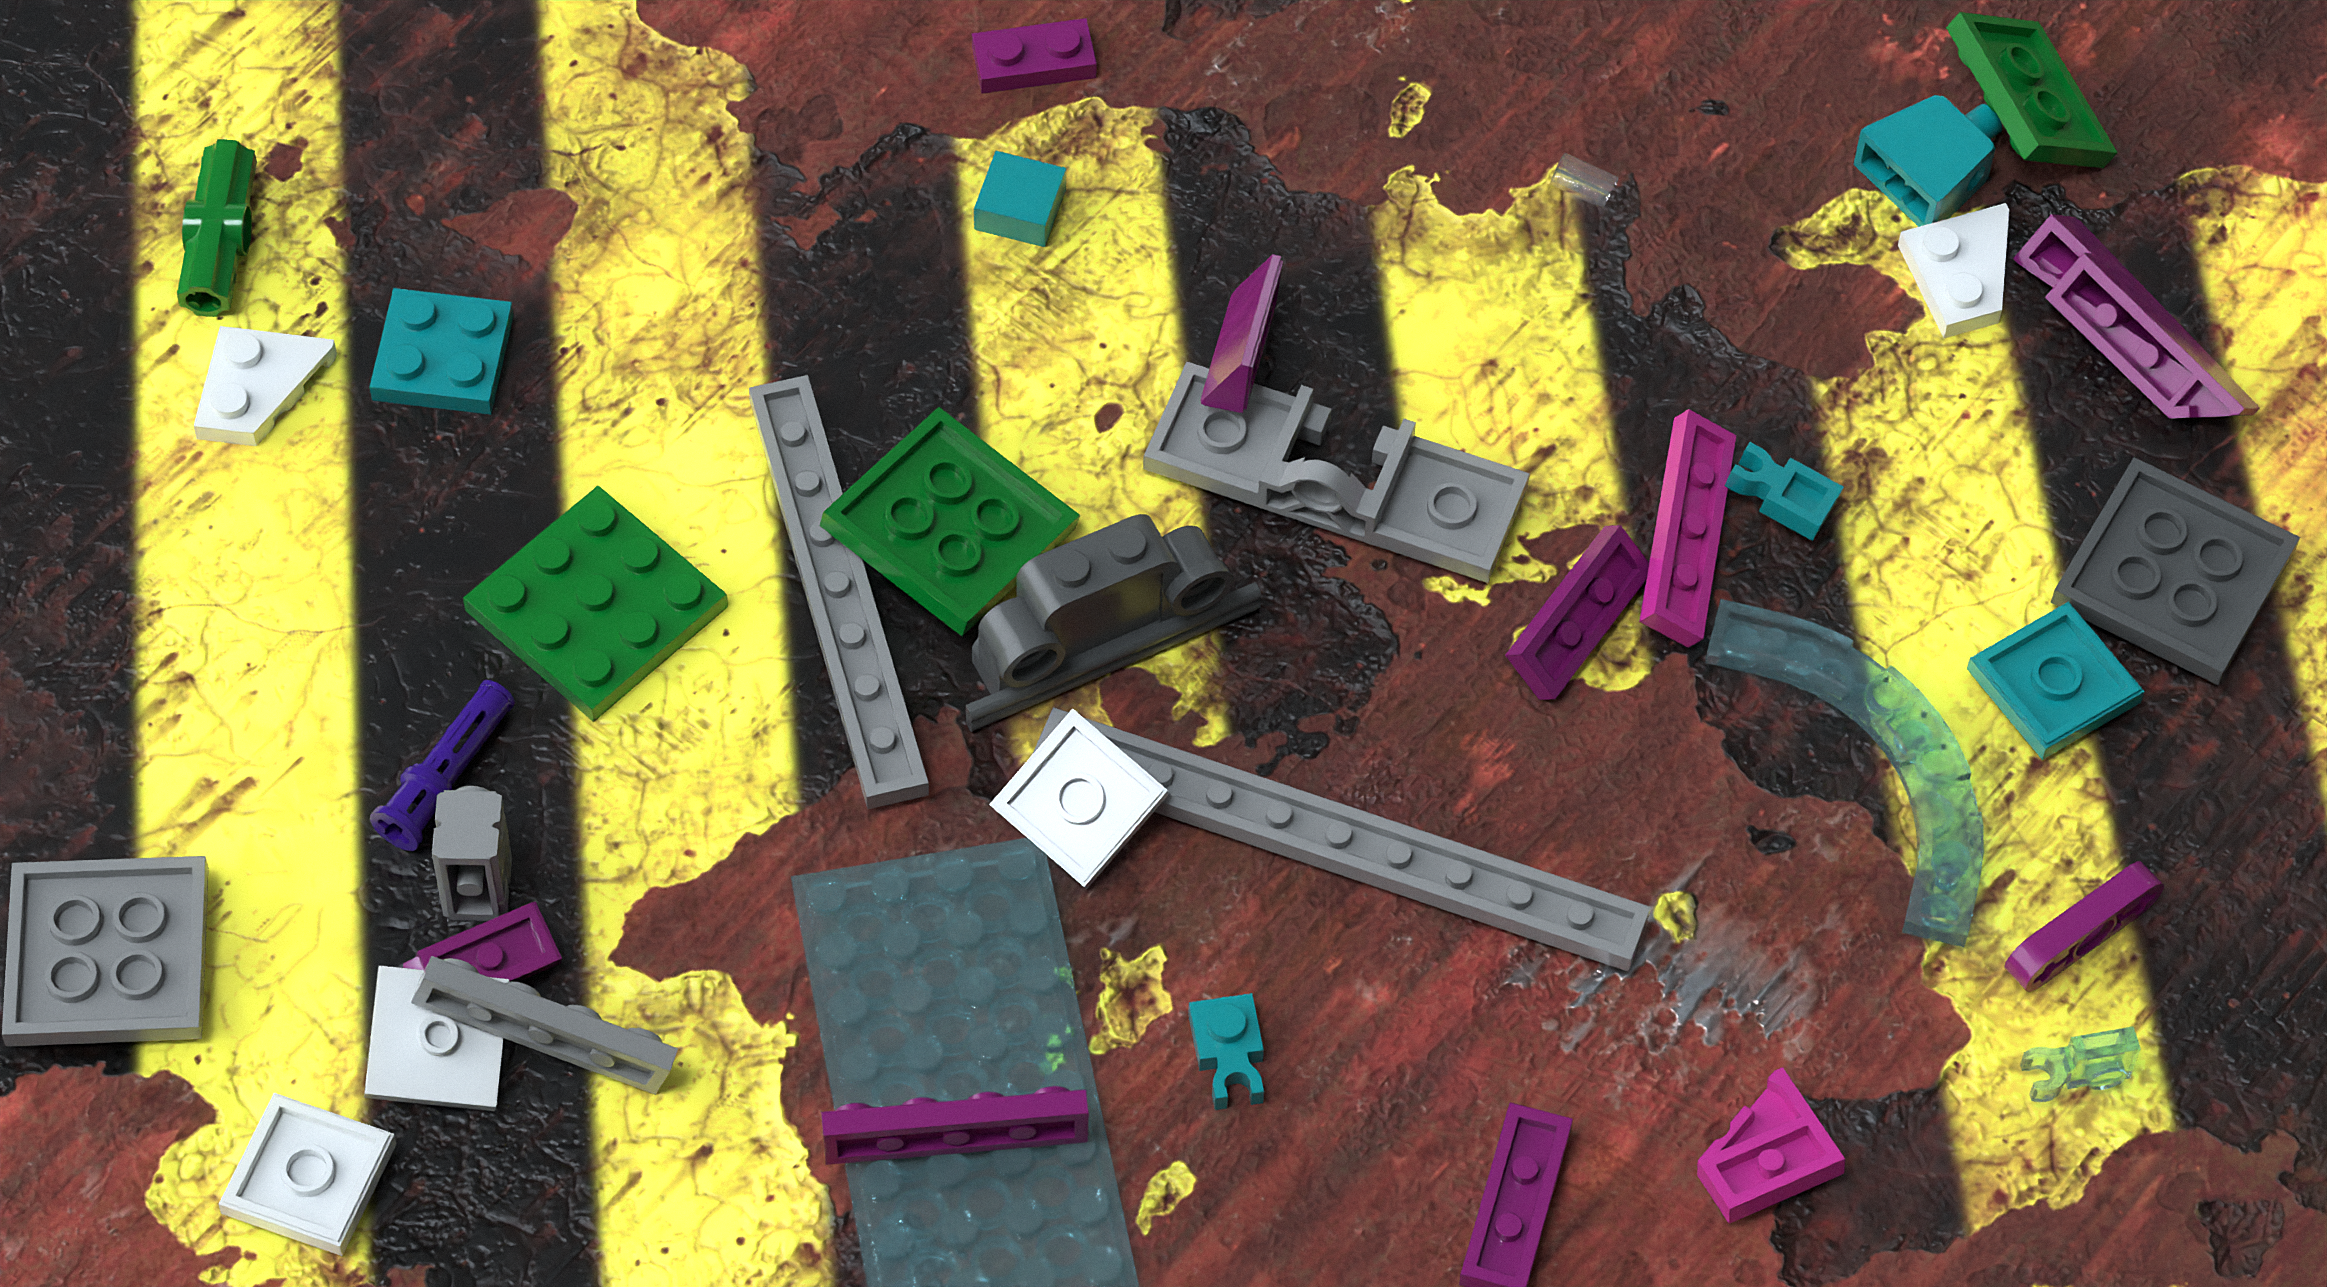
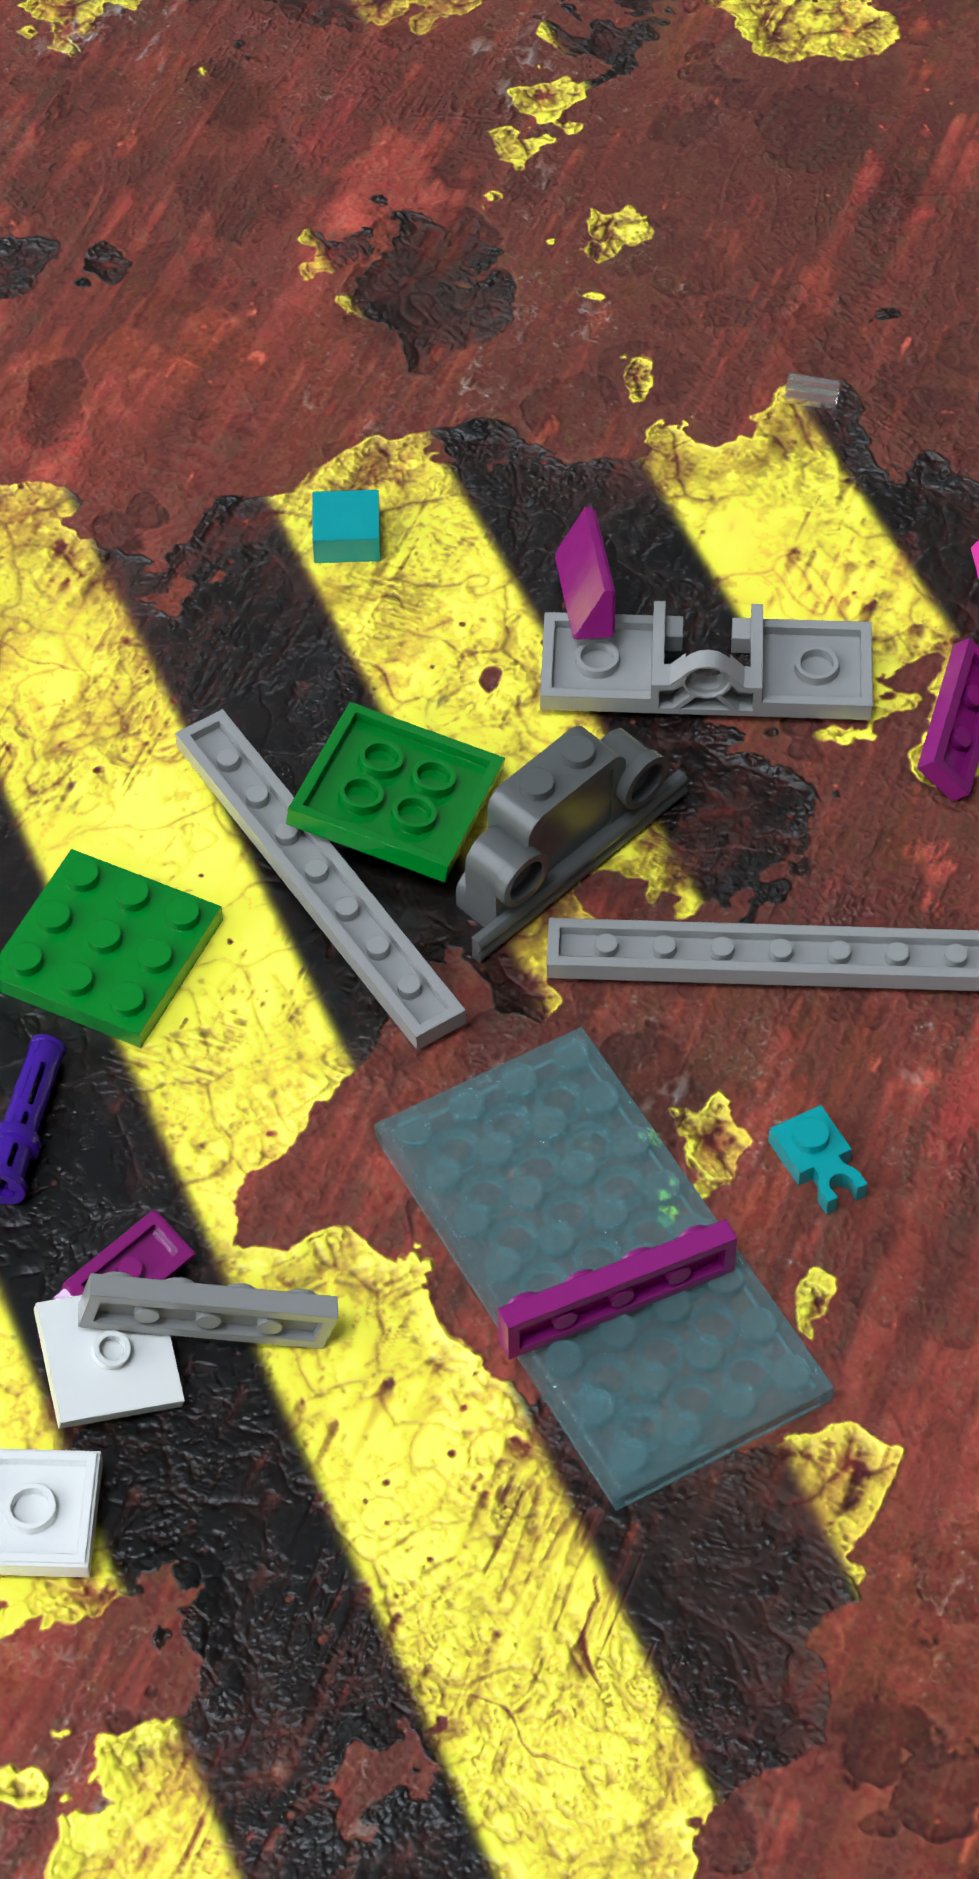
camera: 15 degrees left, 5 degrees down
(472, 854) = (83, 1183): light grey brick -> none
(1034, 55) = (310, 415): magenta plate -> none
(1079, 798) = (605, 984): white plate -> none

